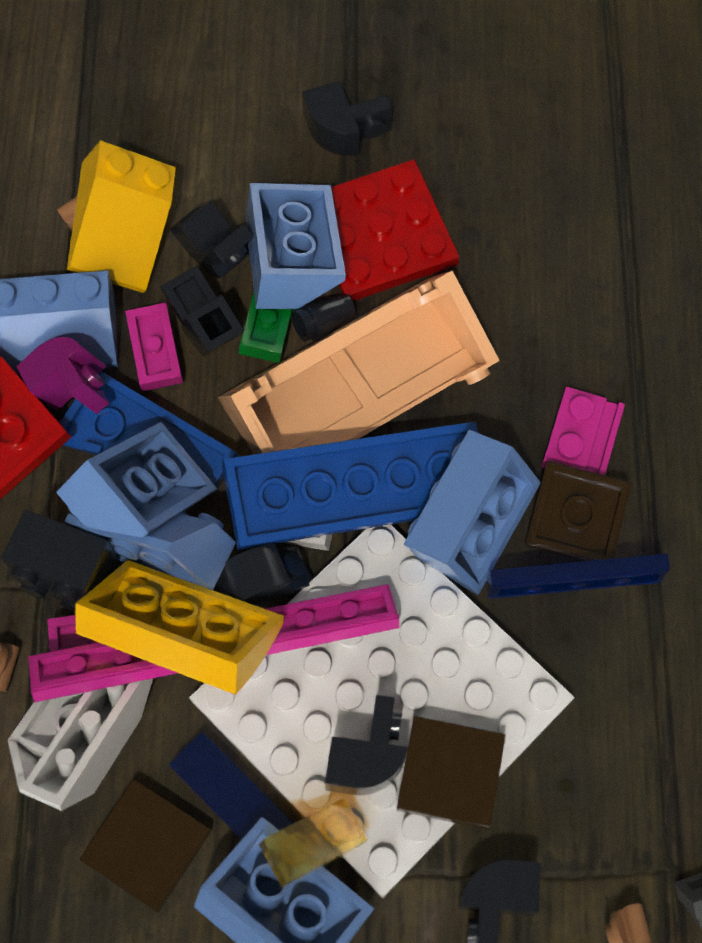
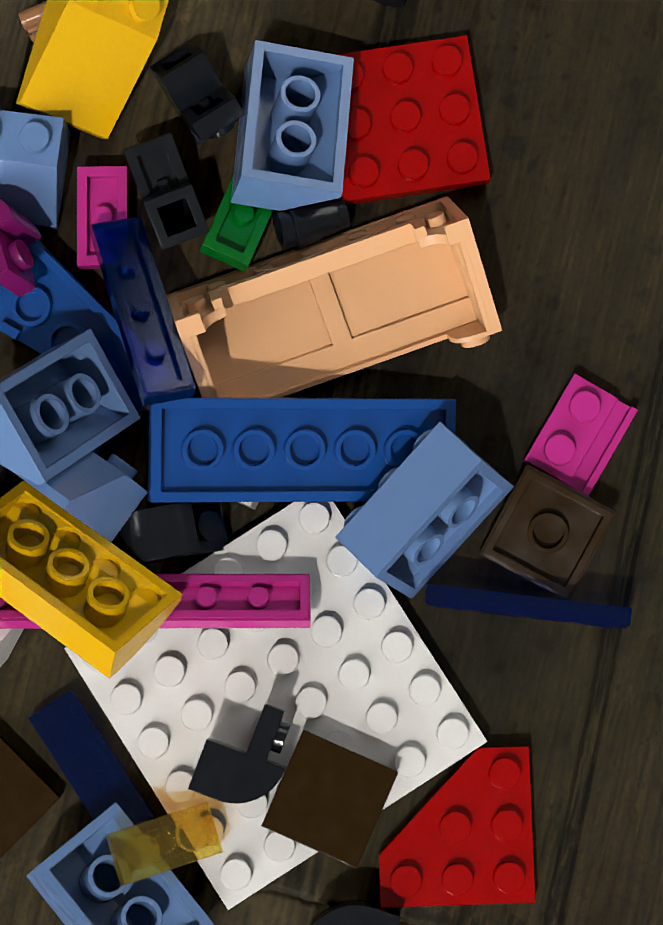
camera: 10 degrees right, 15 degrees up
(202, 400) = (142, 311): none -> clear blue tile
(579, 788) = (467, 839): none -> red plate

